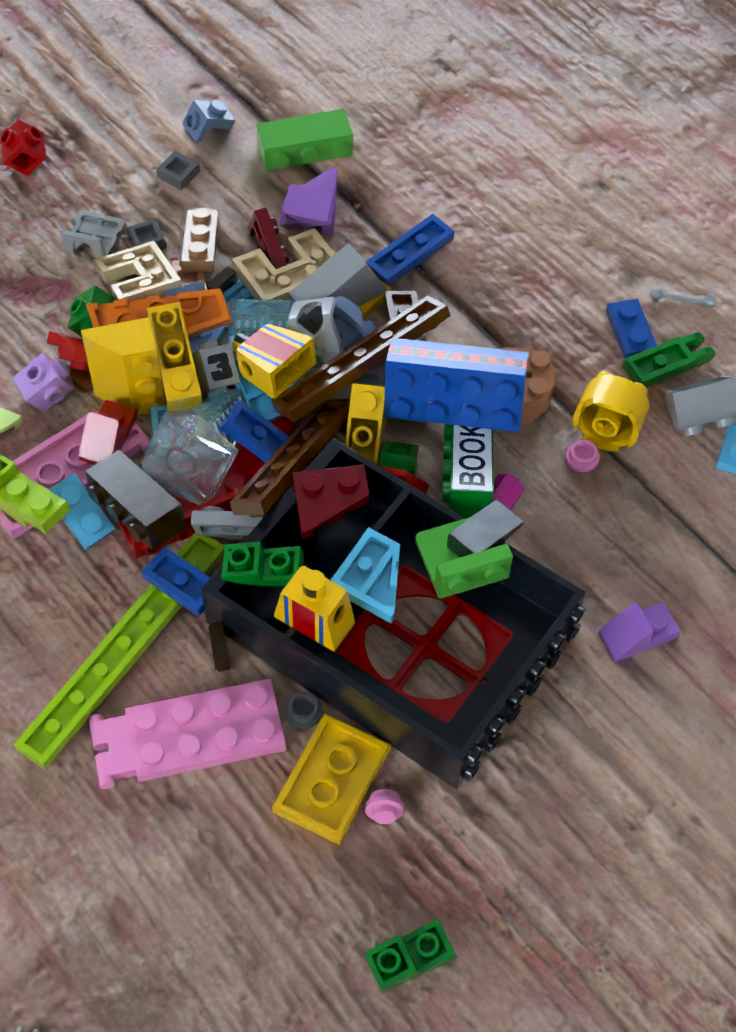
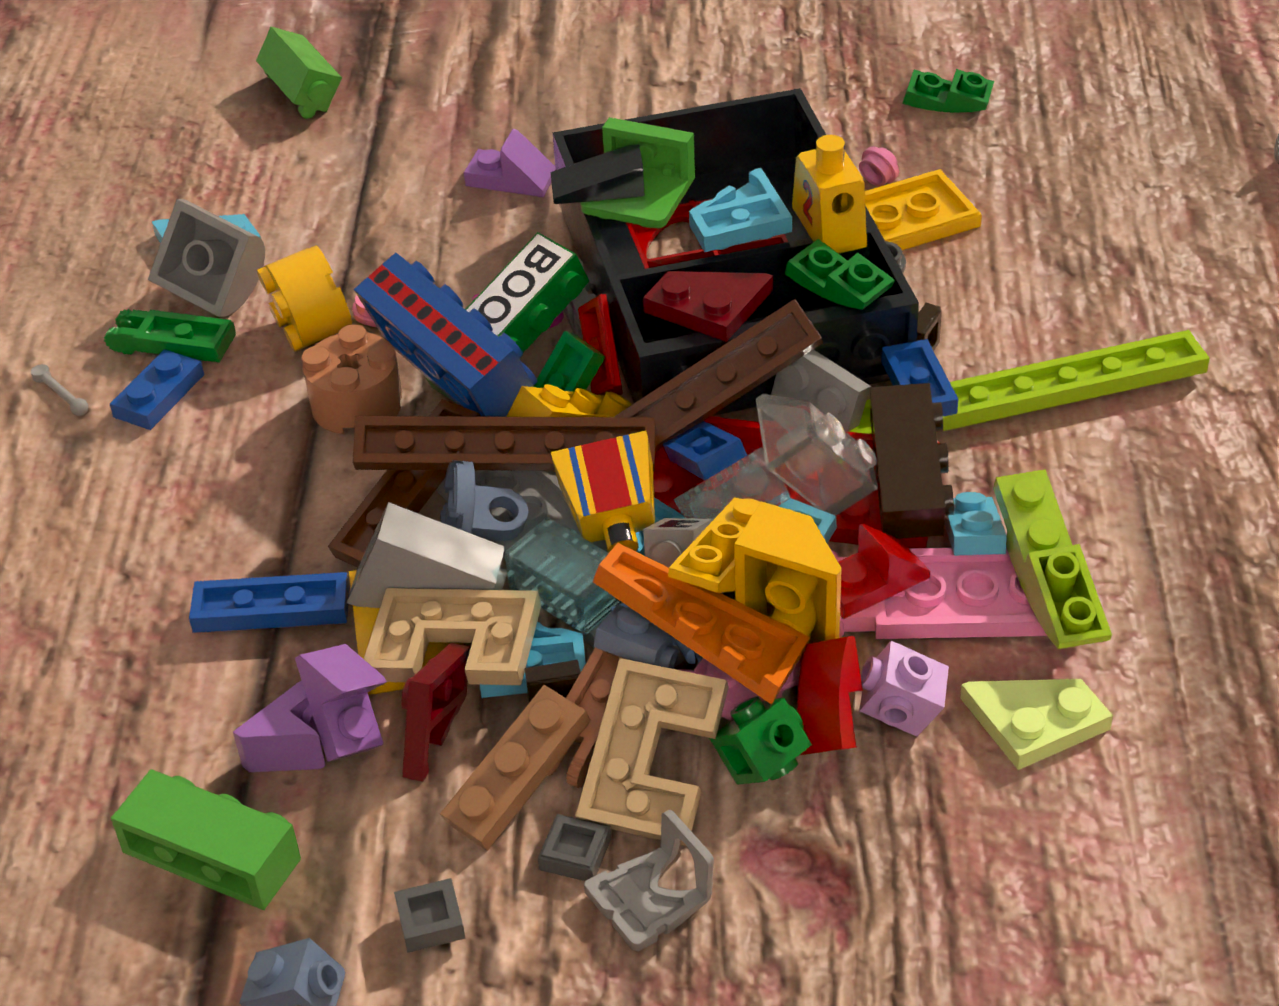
camera: 135 degrees left, 15 degrees down
(188, 733) = (1018, 302): bright pink hinge -> none
(327, 338) = (540, 503): light grey piece -> none

